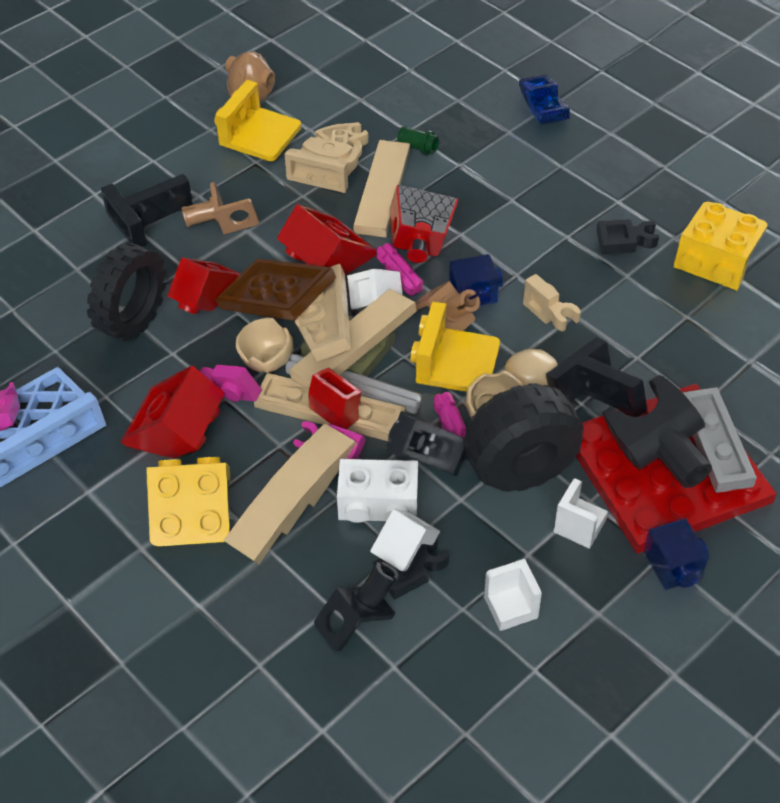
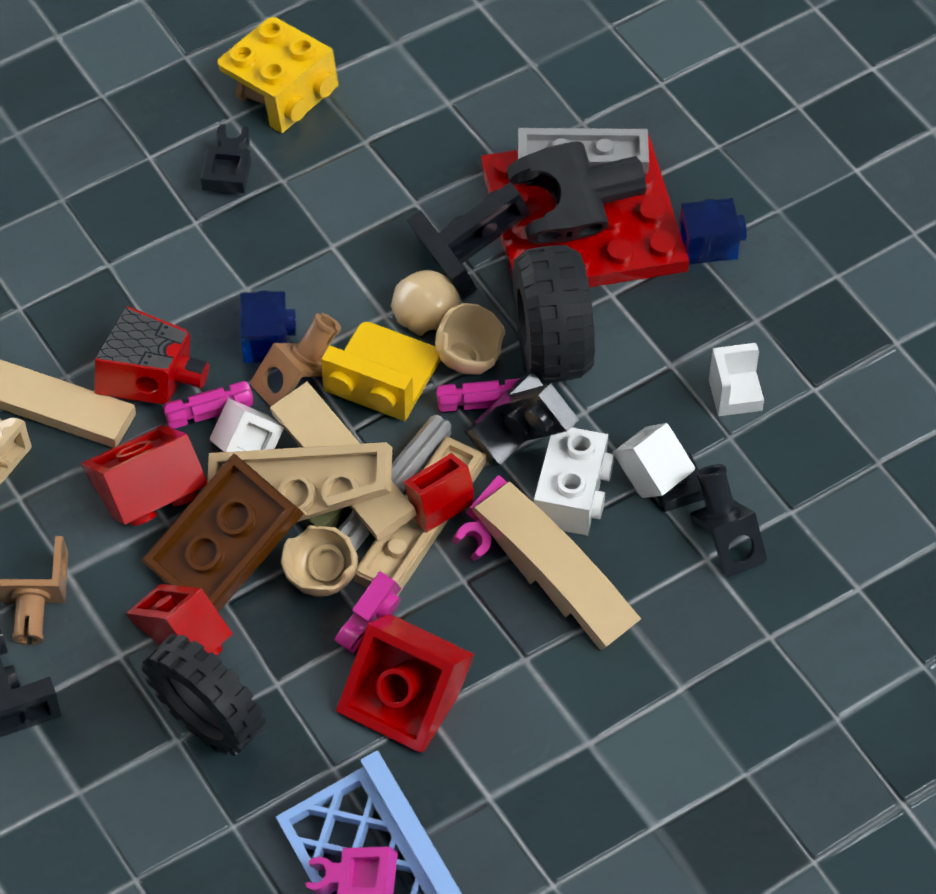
camera: 80 degrees left, 5 degrees up
(188, 502) = (540, 670): yellow bracket -> none
(544, 303) = (320, 261): tan plate -> none
(577, 518) = (642, 303): white panel -> none

